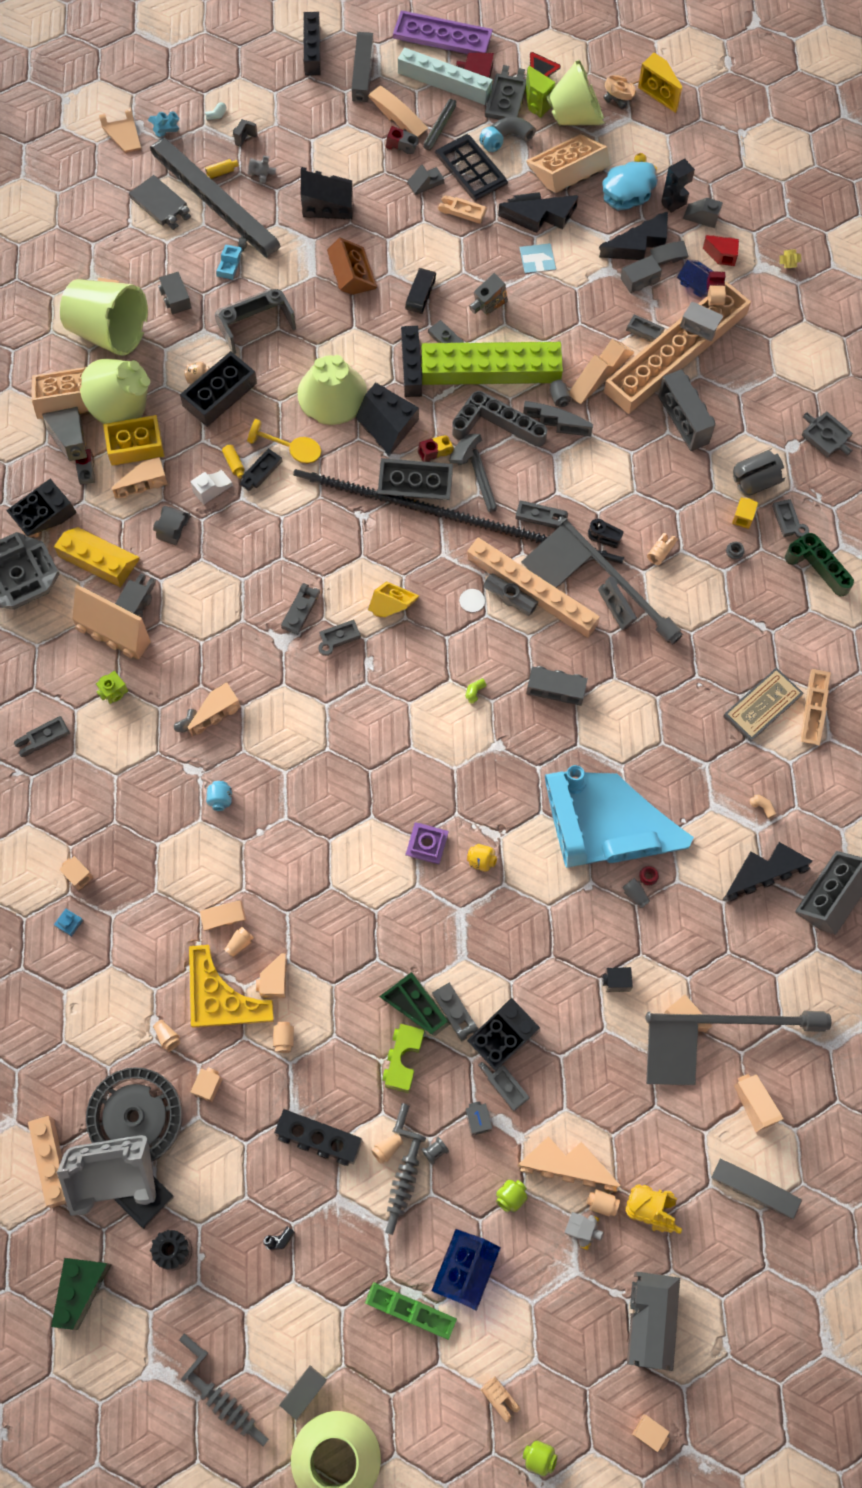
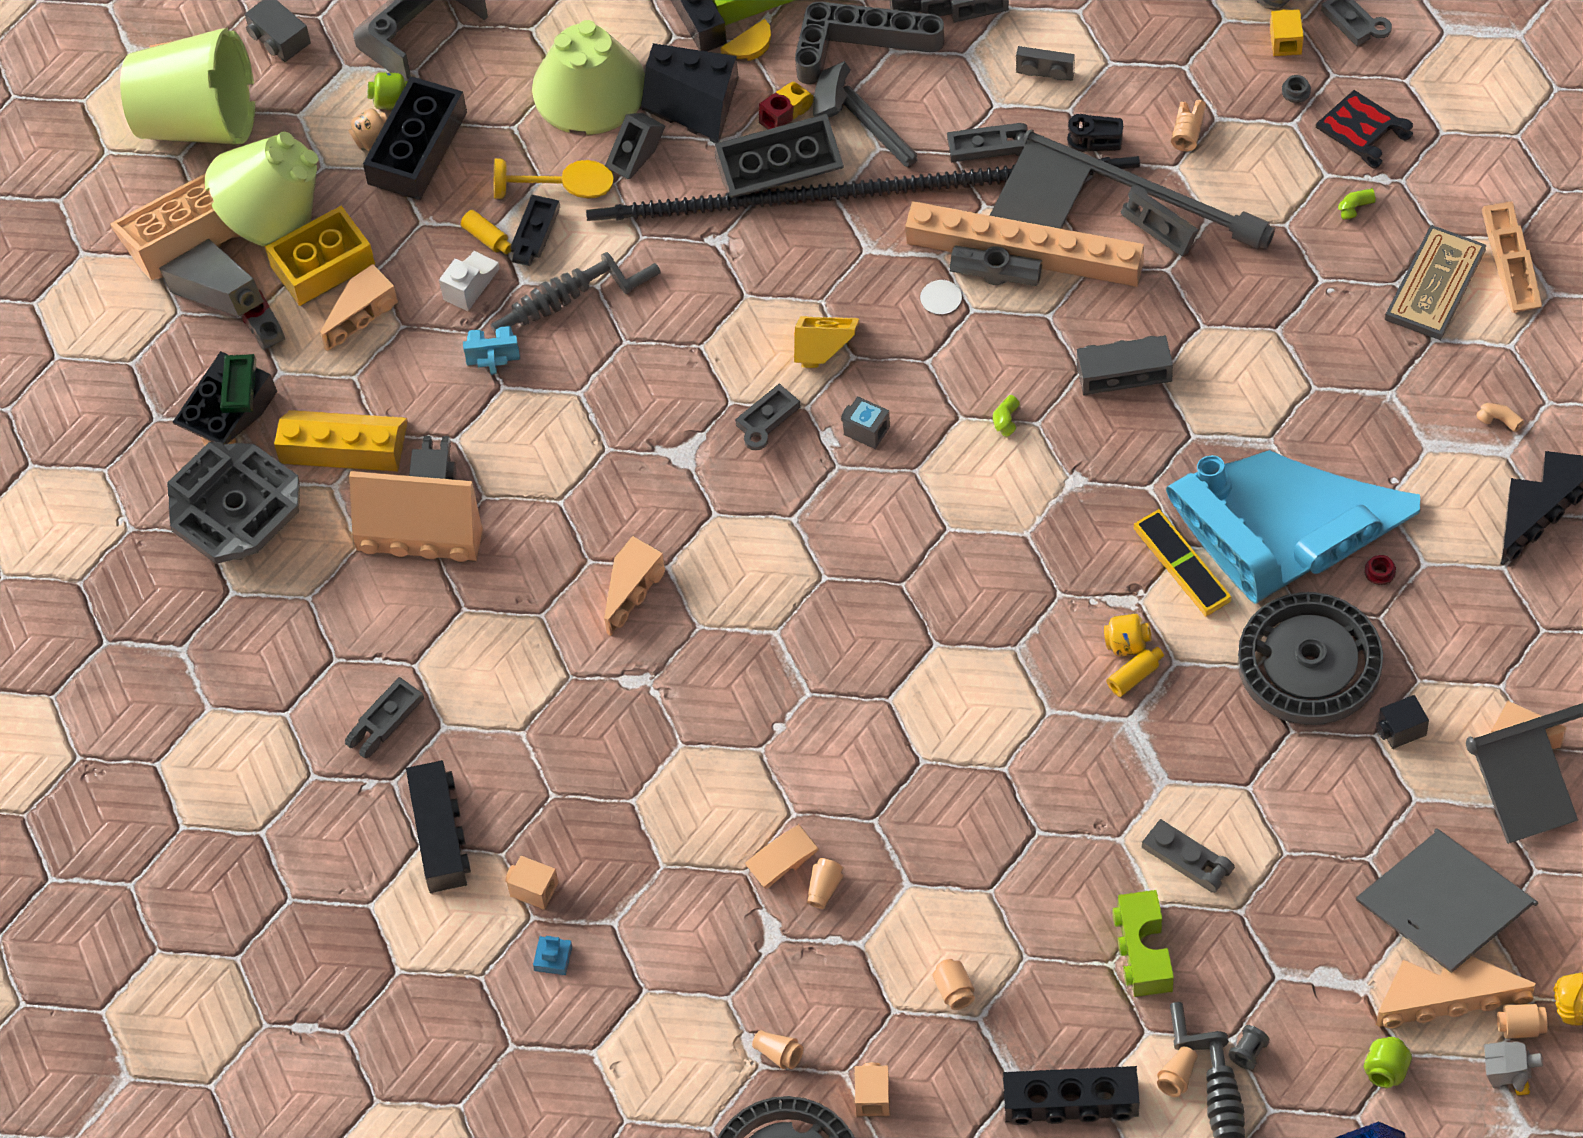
camera: 15 degrees left, 10 degrees down
(39, 816) = (436, 826): none -> black brick
(49, 502) = (238, 383): none -> dark green tile
(111, 687) = (459, 609): lime brick -> none
(170, 524) = (434, 355): dark grey cylinder -> none
(182, 725) = (595, 619): dark grey arm -> none
(202, 536) = (491, 351): none -> medium azure hips
(216, 352) = (386, 90): none -> lime head
(216, 1002) = (828, 975): yellow plate -> none
(219, 795) = (696, 696): medium azure head -> none
(236, 517) = (561, 291): none -> dark grey piece
(273, 979) = (901, 913): light nougat slope -> none
(300, 609) = (689, 401): dark grey plate -> none
(340, 439) = (634, 144): none -> dark grey slope
(392, 662) = (865, 422): none -> dark grey brick
(416, 1003) = (1128, 863): dark green wedge -> none
(431, 853) = (1036, 661): medium lavender piece -> none
(434, 402) = (750, 43): none -> yellow tile
(476, 882) = (1134, 671): none -> yellow cylinder
(478, 1118) = (1291, 981): dark grey brick -> none
(504, 1034) = (1275, 851): black slope -> none
(506, 1086) = (1305, 921): dark grey hinge -> none
(535, 823) = (1182, 562): none -> black tile
(584, 901) = (1317, 628): none -> dark grey piece
(594, 1106) = (1448, 900): none -> dark grey piece
(595, 478) = (1045, 63): none -> dark grey plate
(636, 892) = (1372, 598): dark grey cone -> none
(736, 634) = (1353, 200): none -> lime arm
(762, 586) = (1360, 123): none -> black flag
(840, 581) = (1429, 57): dark green beam -> none

